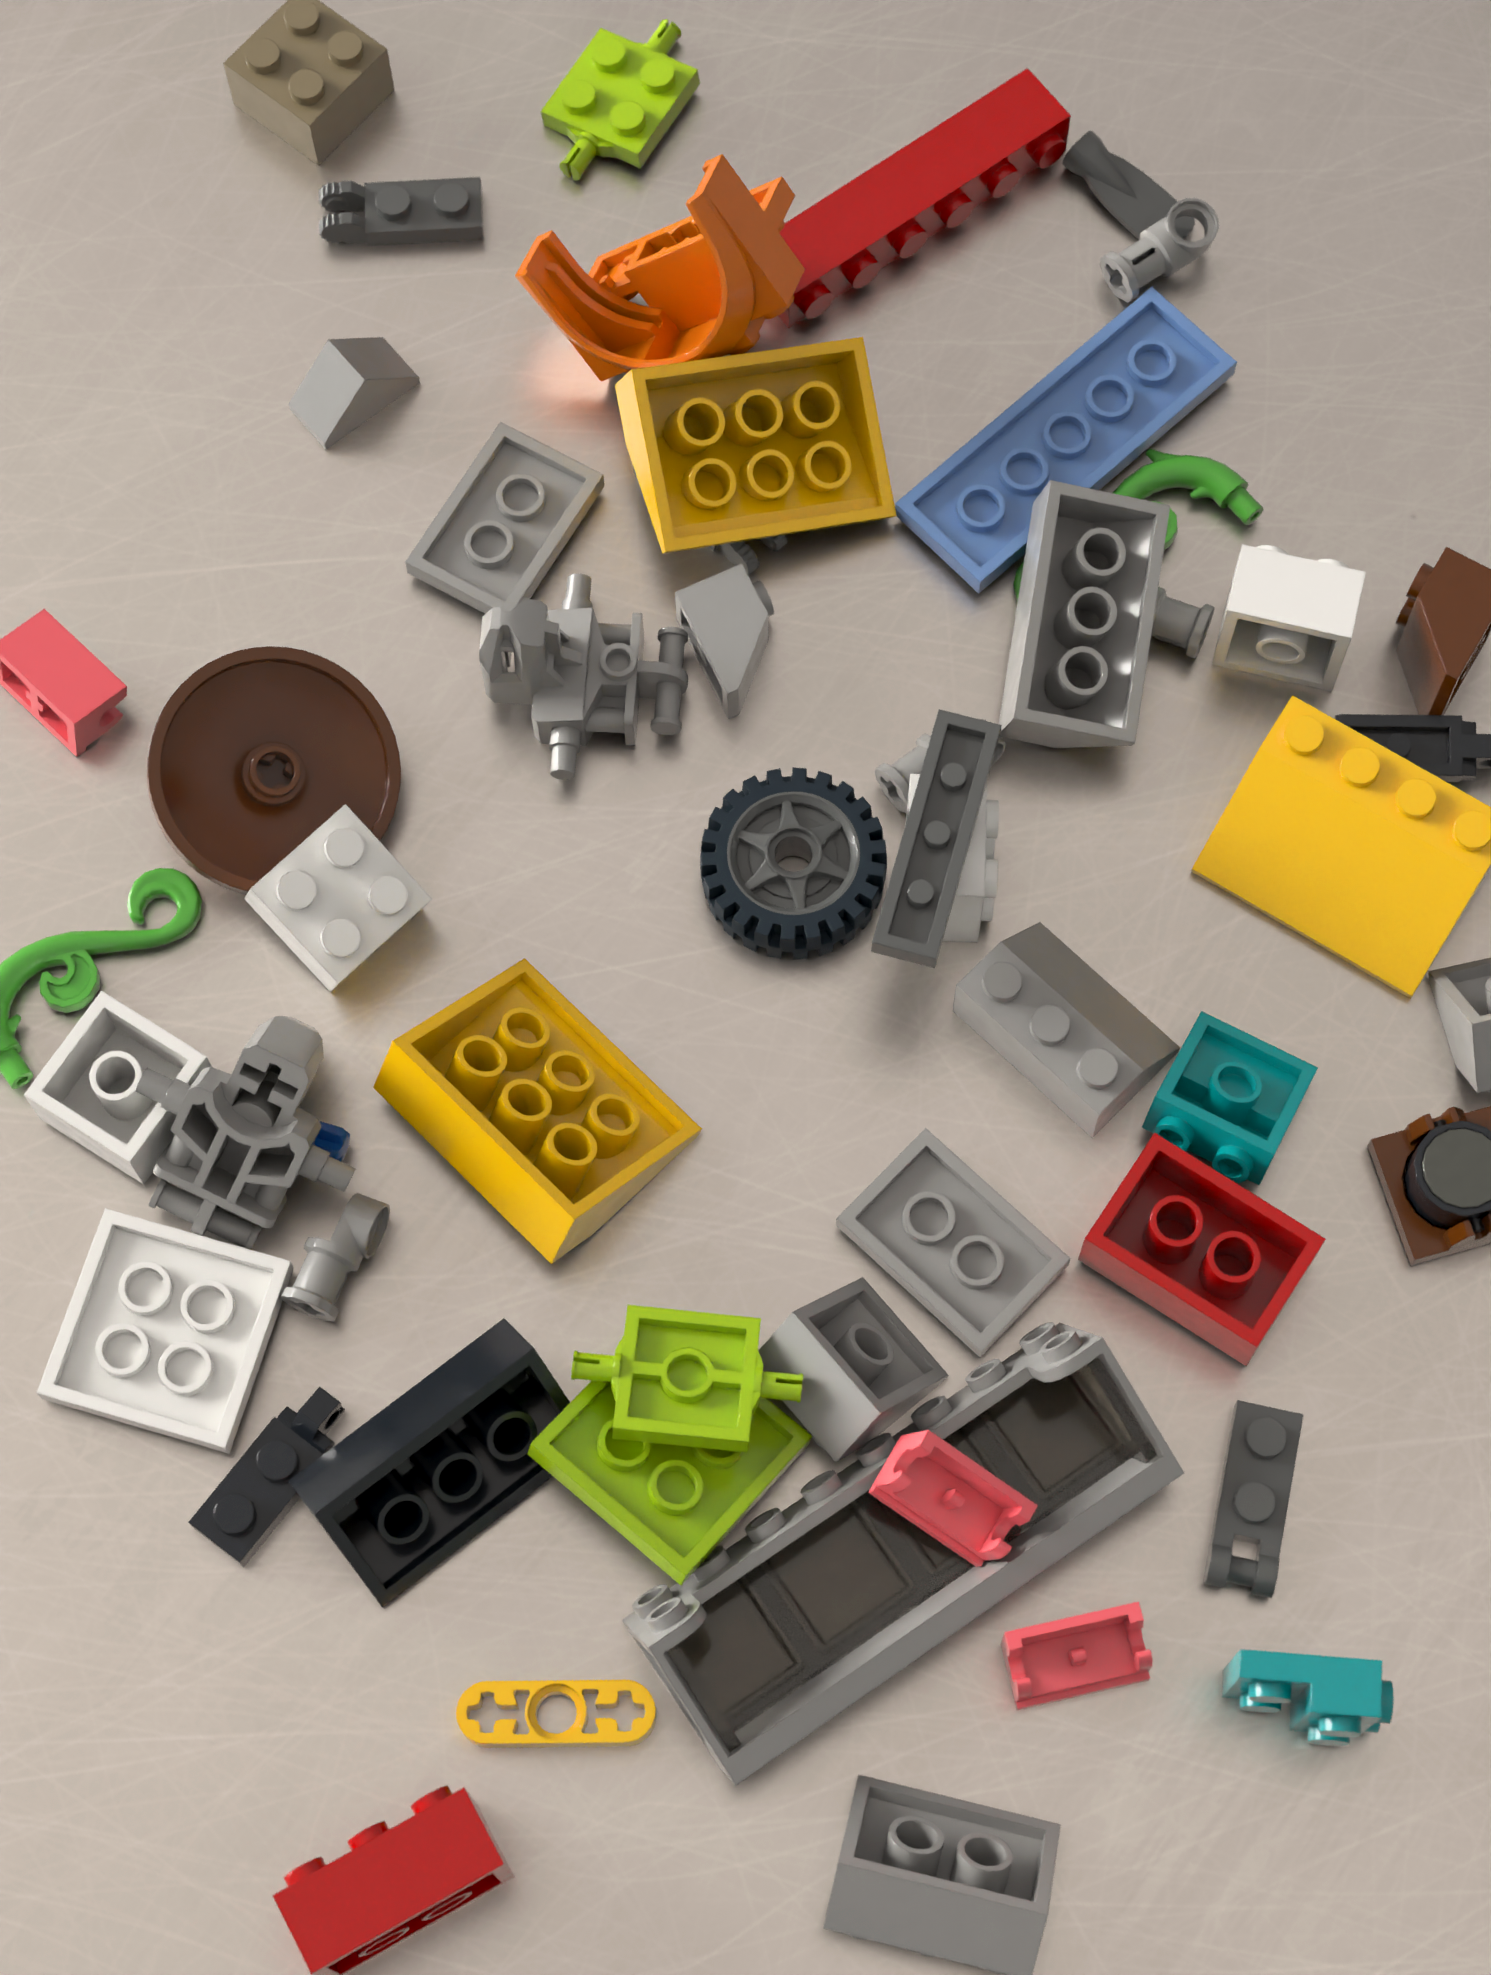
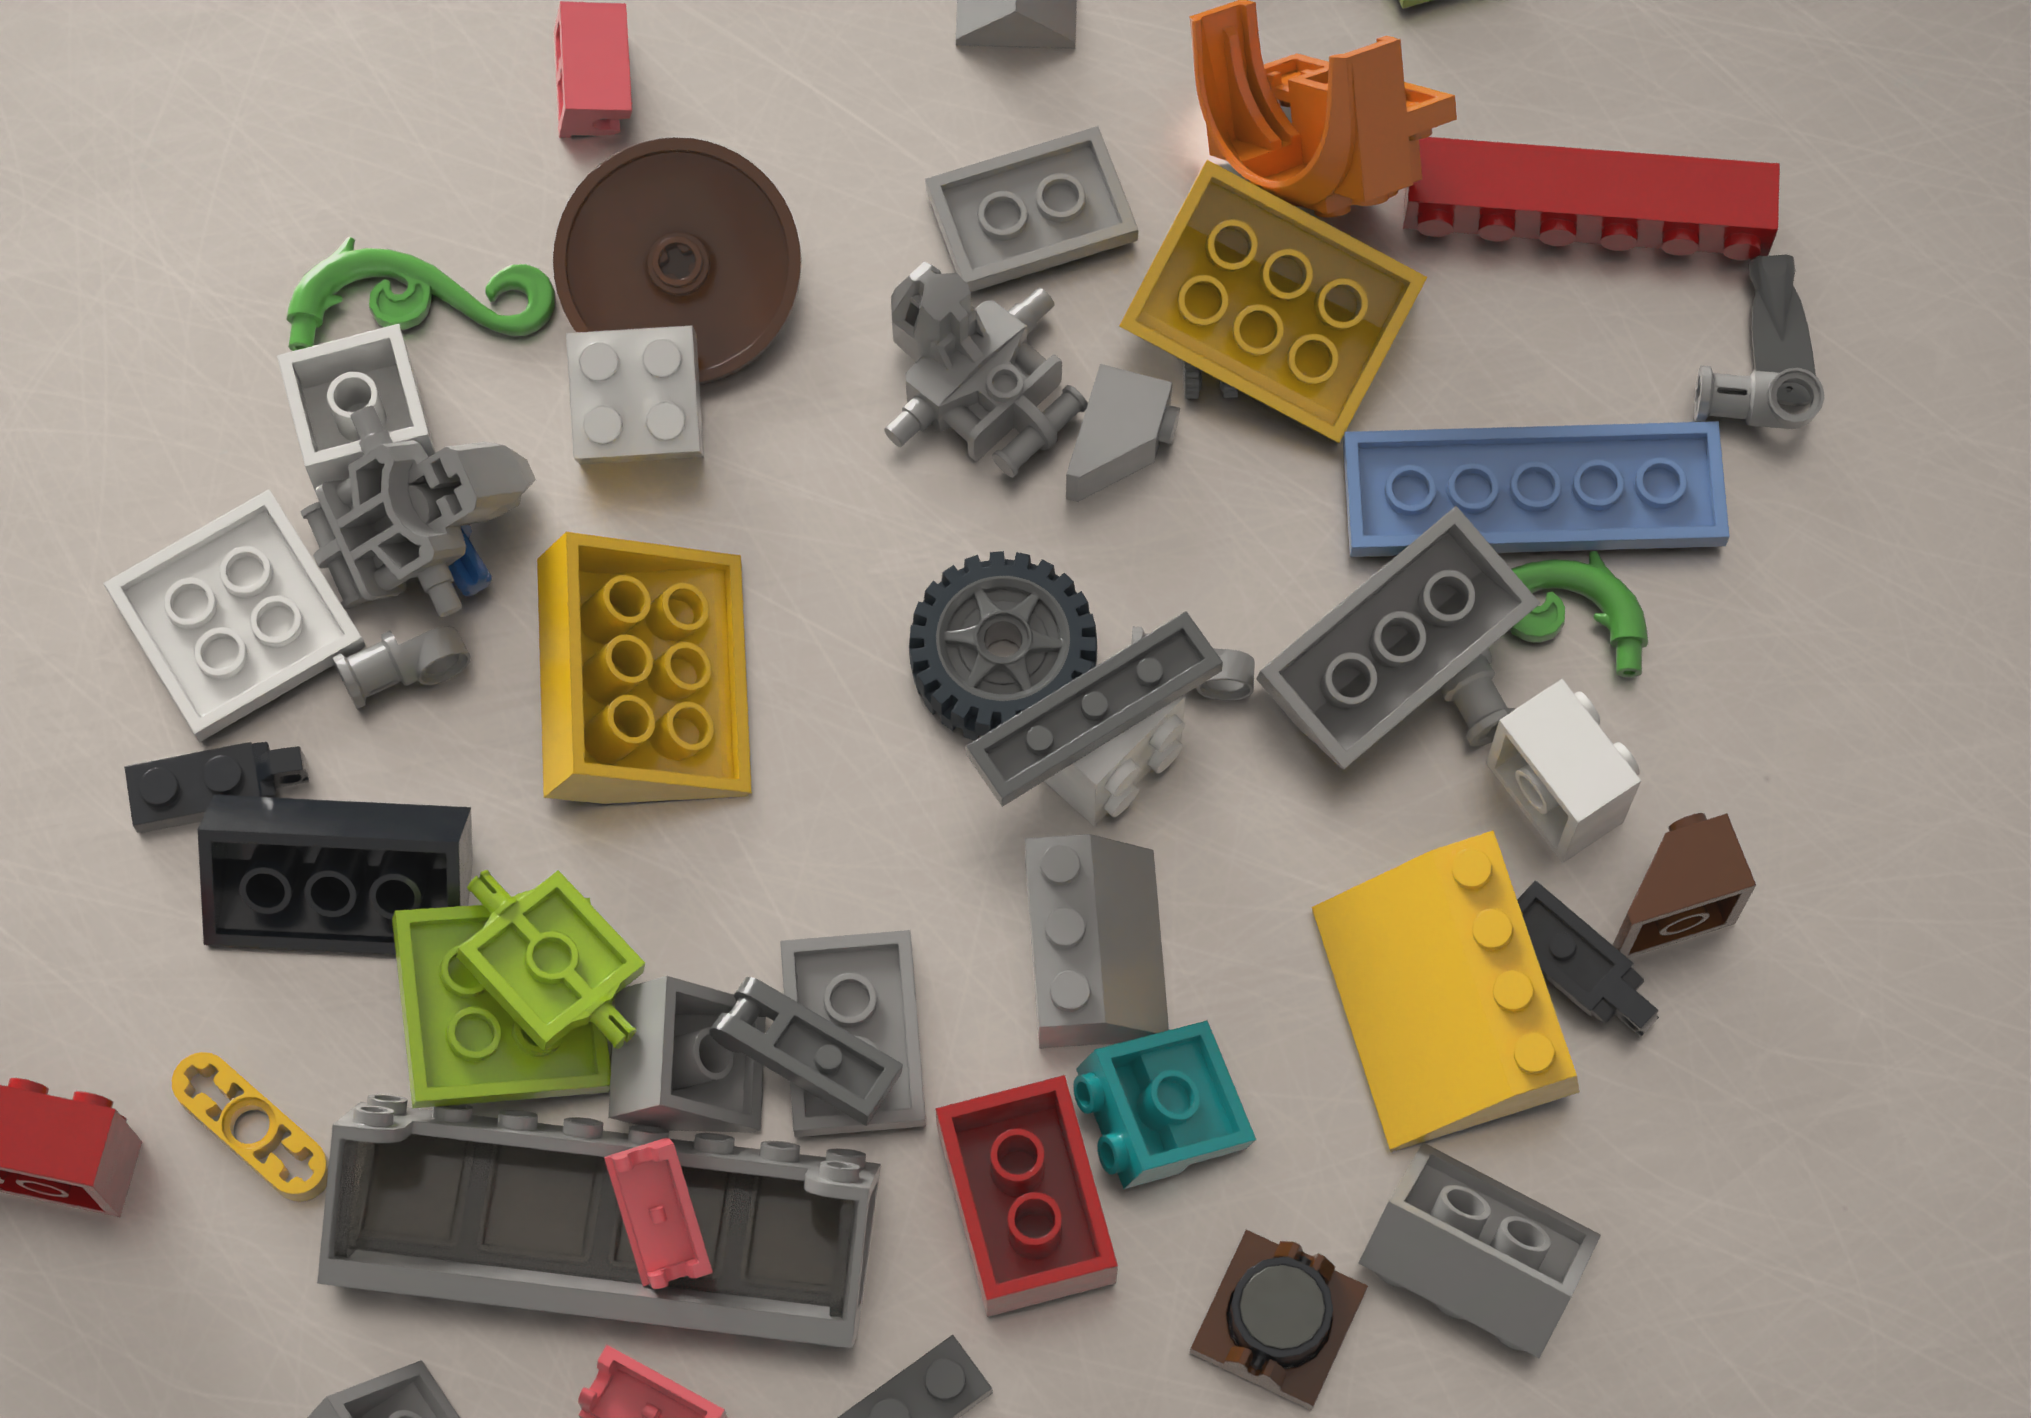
camera: 40 degrees right, 0 degrees up
(942, 1279) = (808, 1050): none -> dark grey plate

